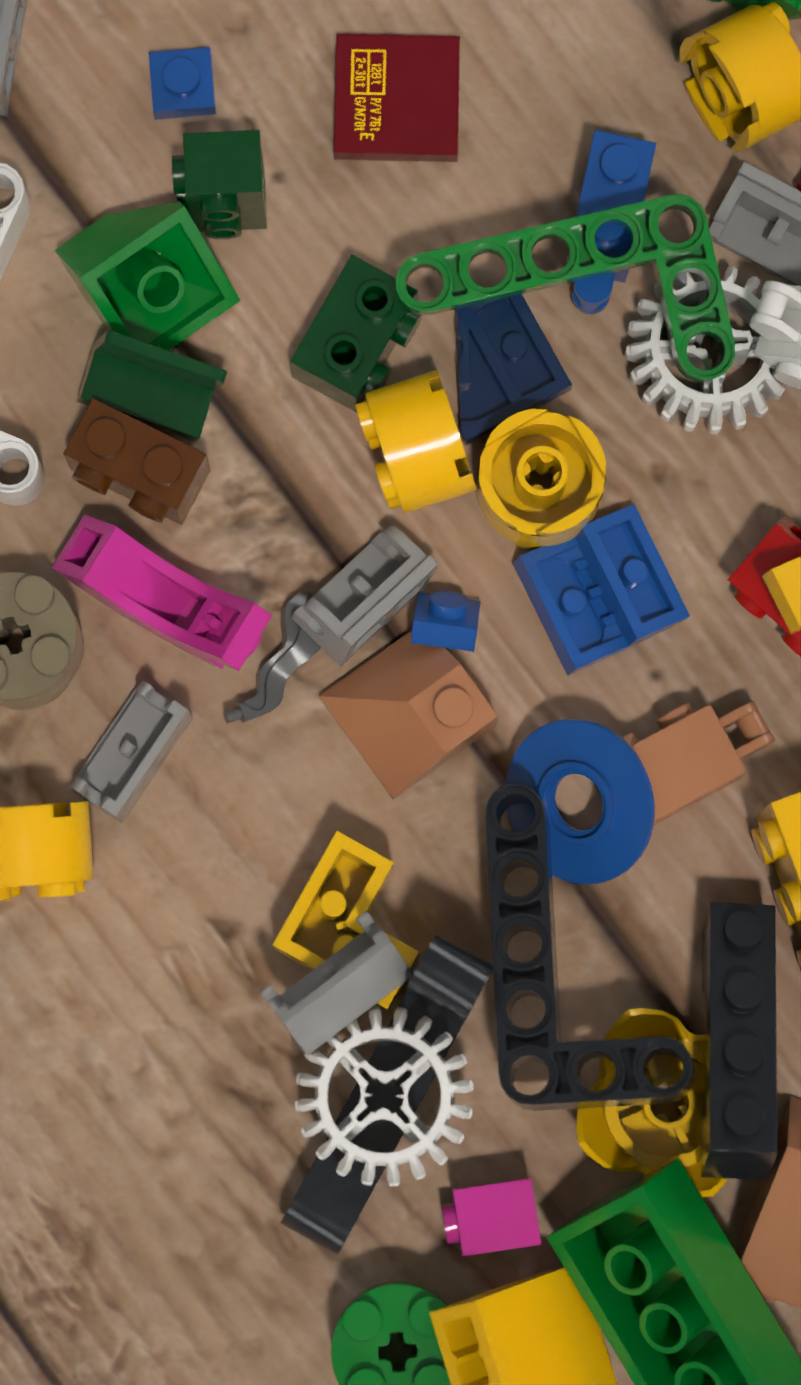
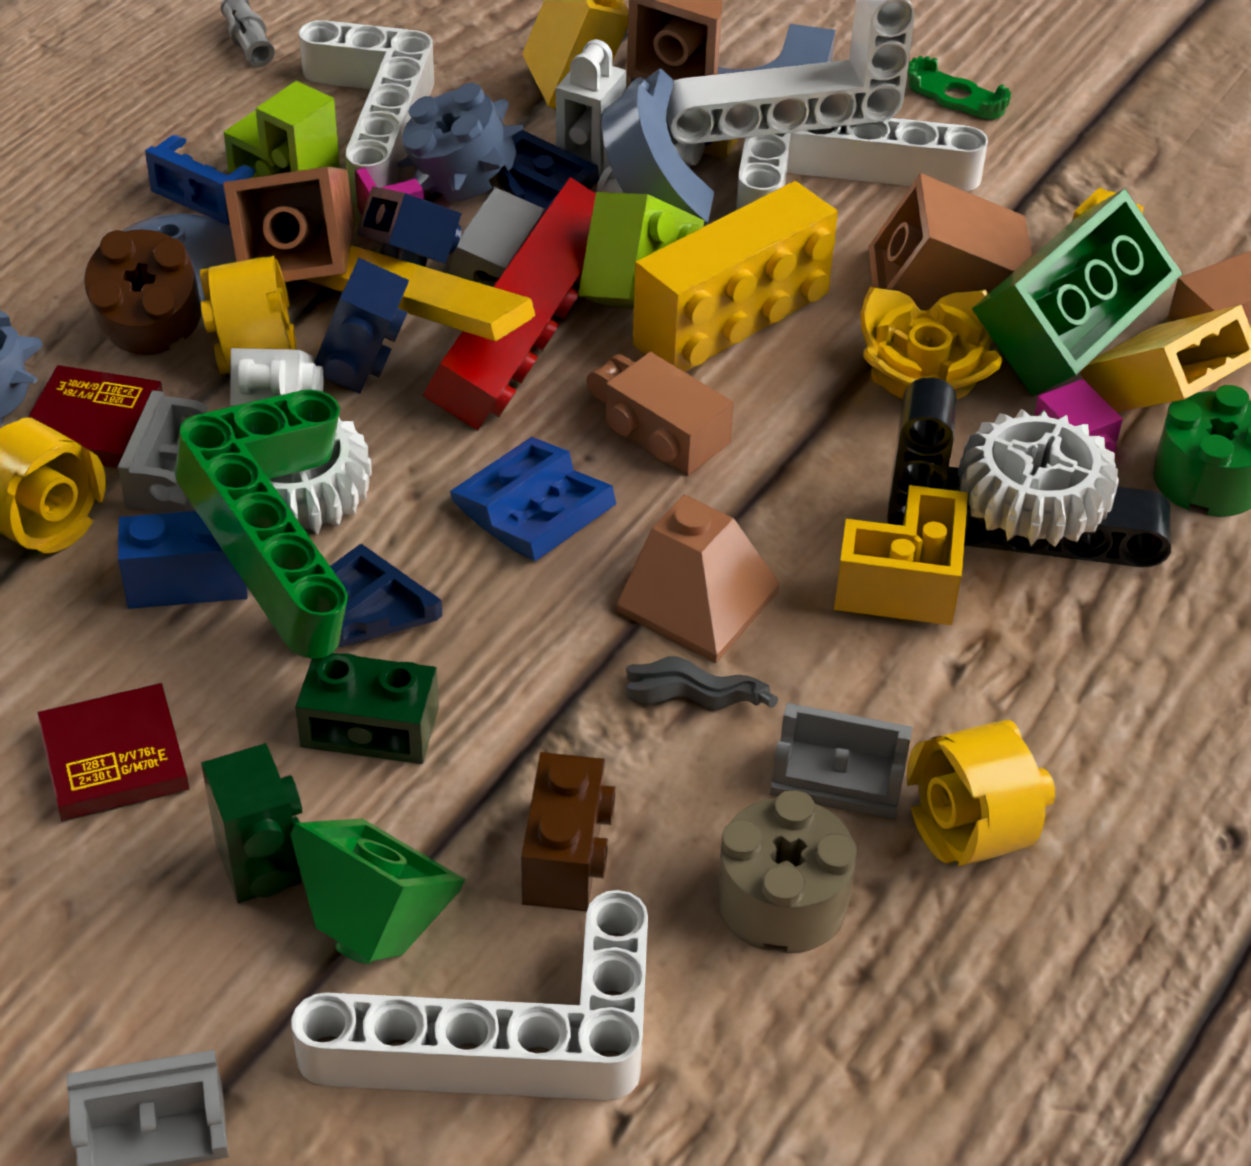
camera: 110 degrees left, 35 degrees down
(150, 384) = (484, 847): dark green panel -> none
(161, 596) = (690, 754): dark pink arch -> none
(182, 83) = (143, 929): blue plate -> none
(340, 987) = (973, 500): light grey hinge -> none
(366, 594) = (615, 626): light grey hinge -> none
(417, 443) = (460, 615): yellow brick -> none
(446, 620) = (611, 575): blue plate -> none
(540, 979) = (864, 426): black beam -> none
(550, 445) = (458, 535): yellow brick -> none
(625, 788) = (683, 446): blue piece -> none
(741, 1042) = (916, 272): black arch -> none

